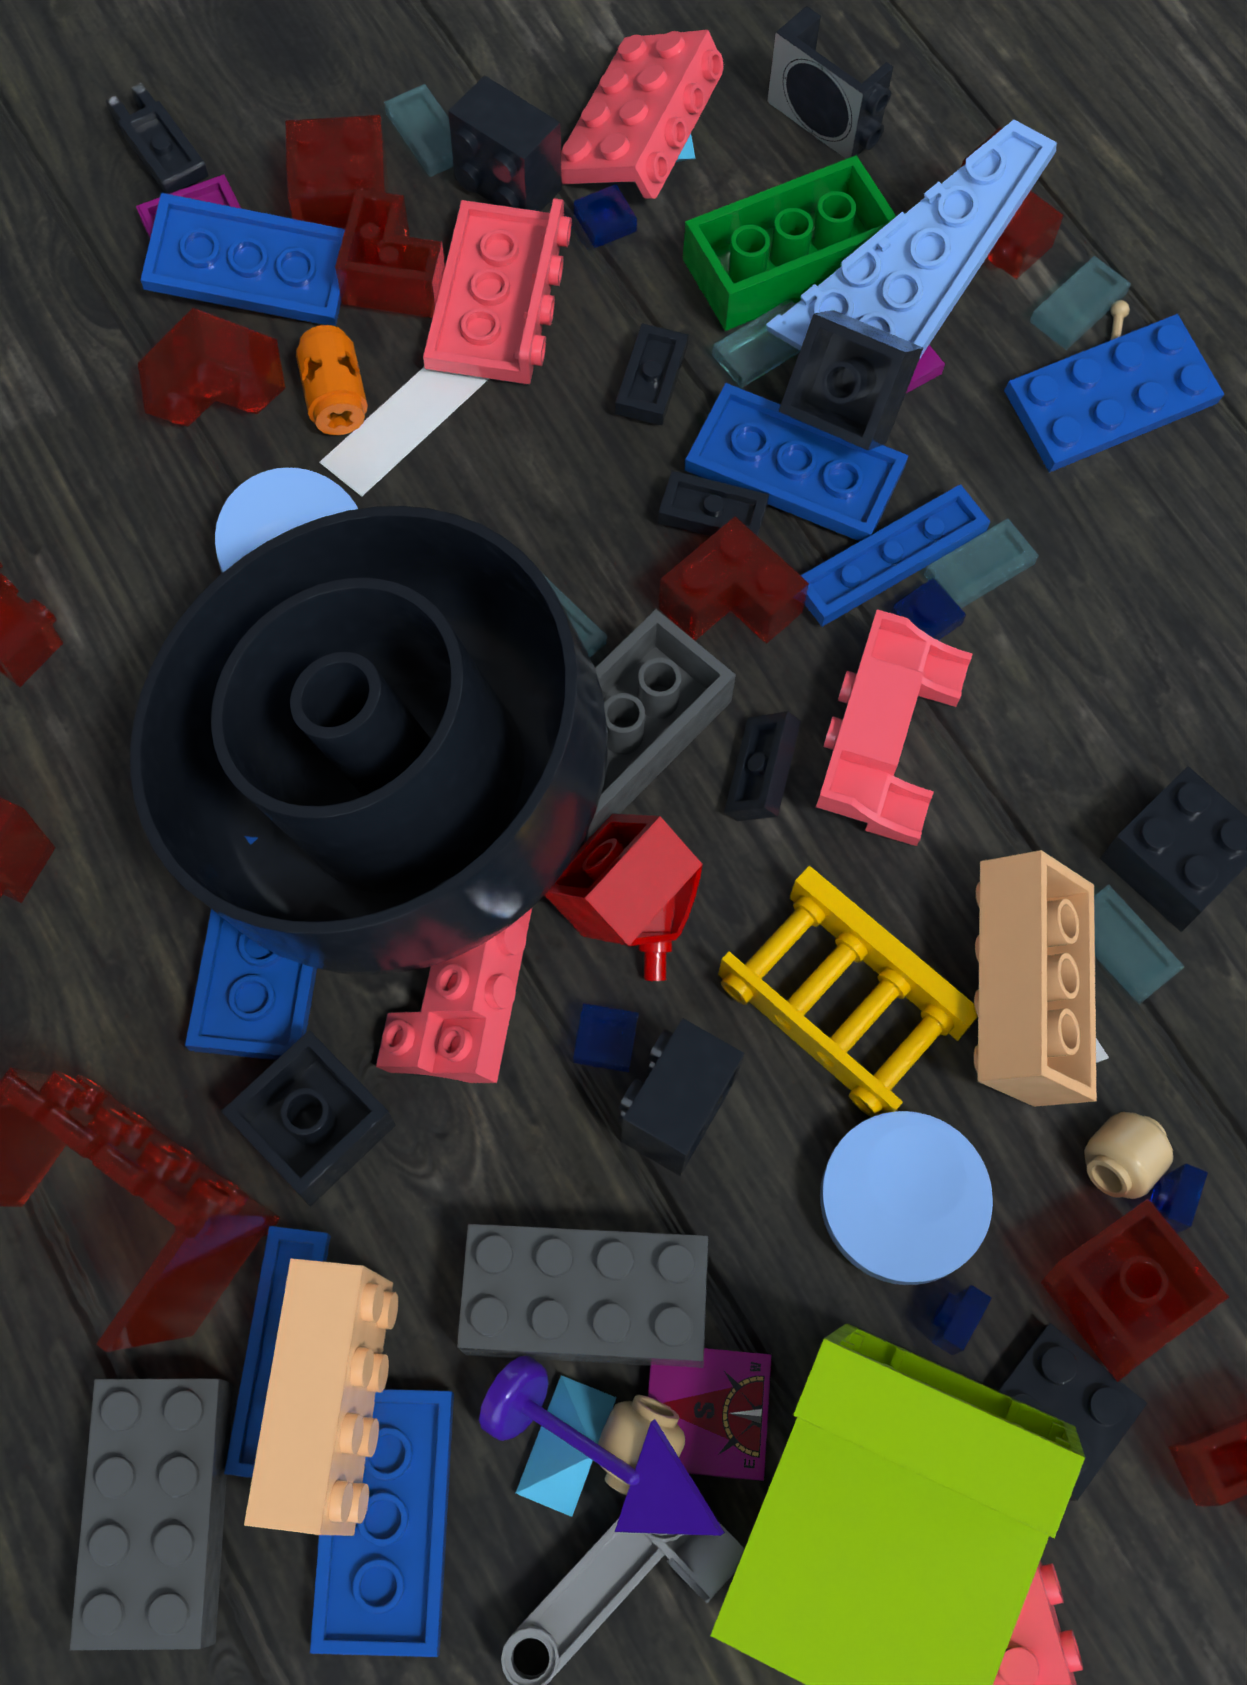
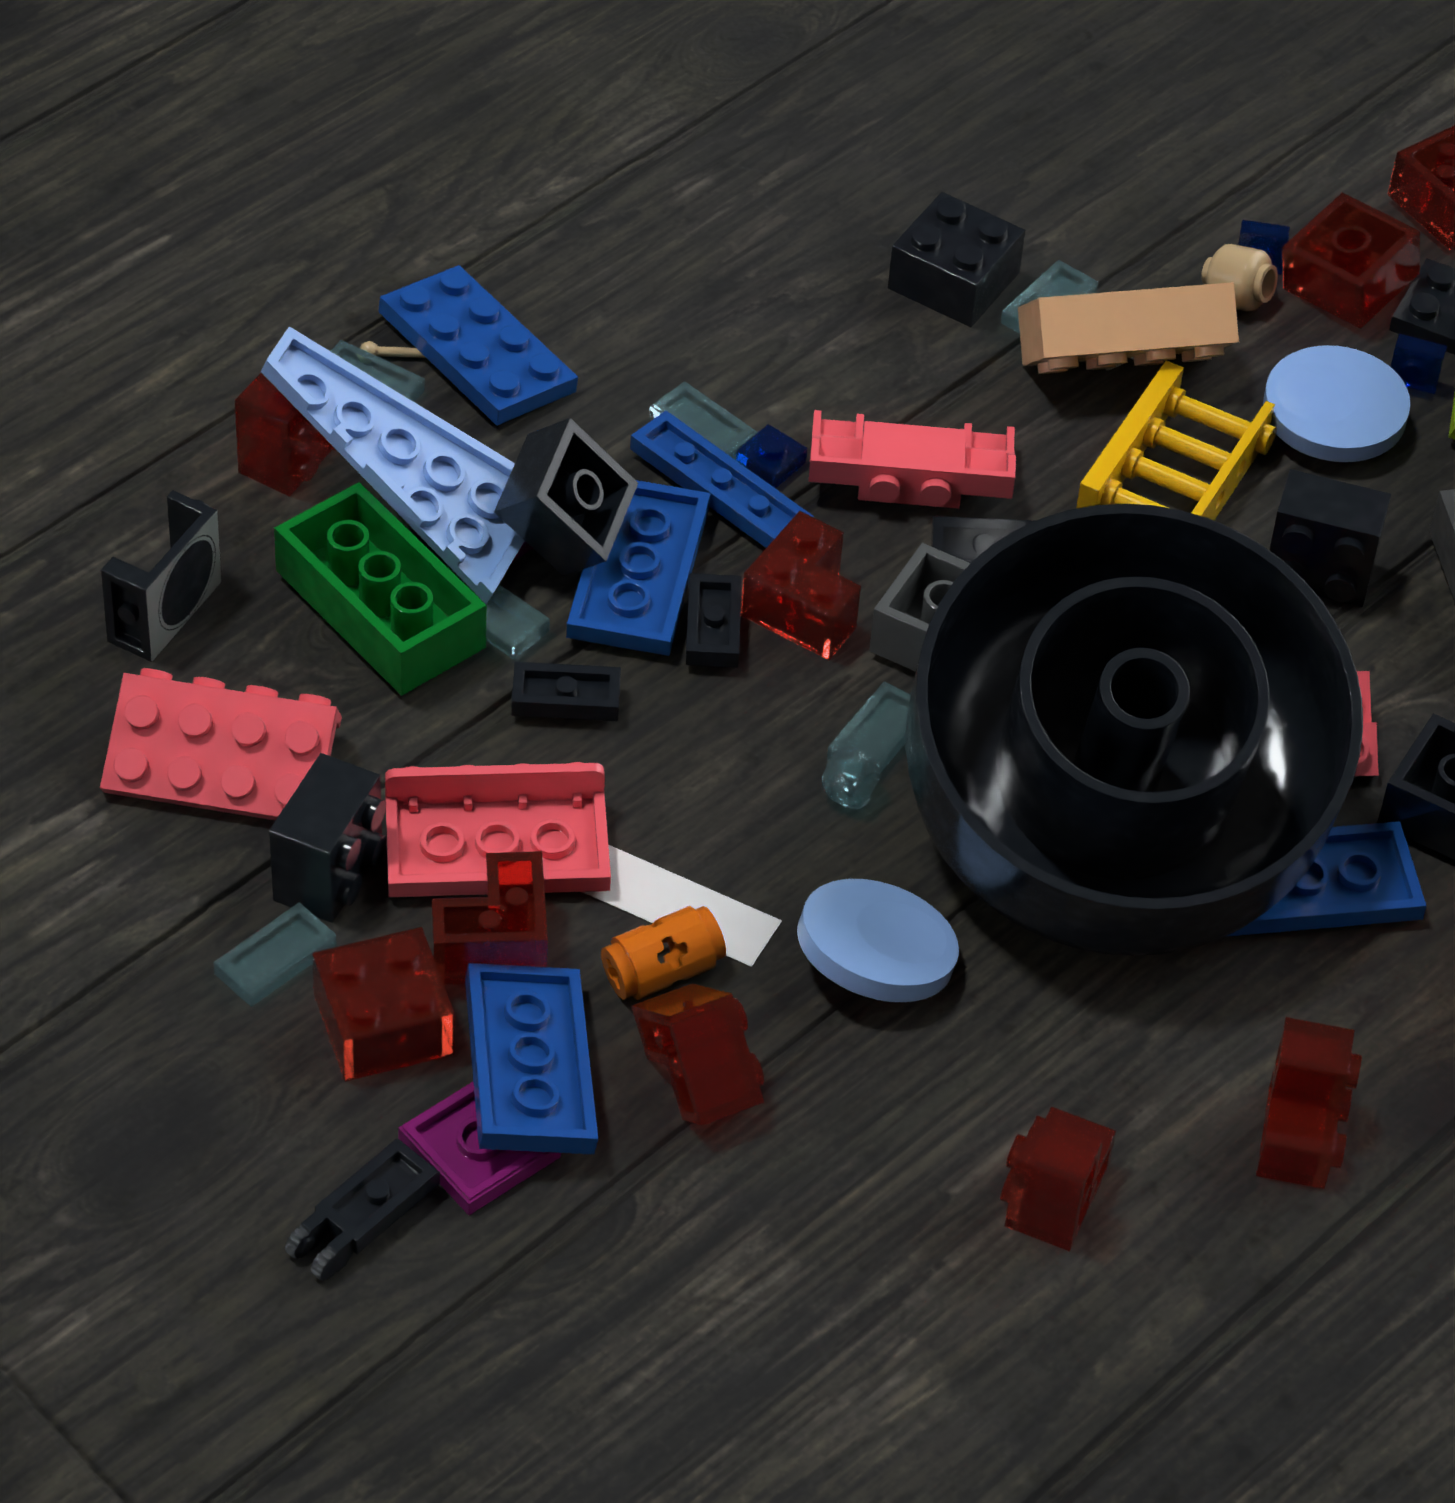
camera: 105 degrees left, 20 degrees down
(605, 216) = (371, 752): clear blue plate -> none

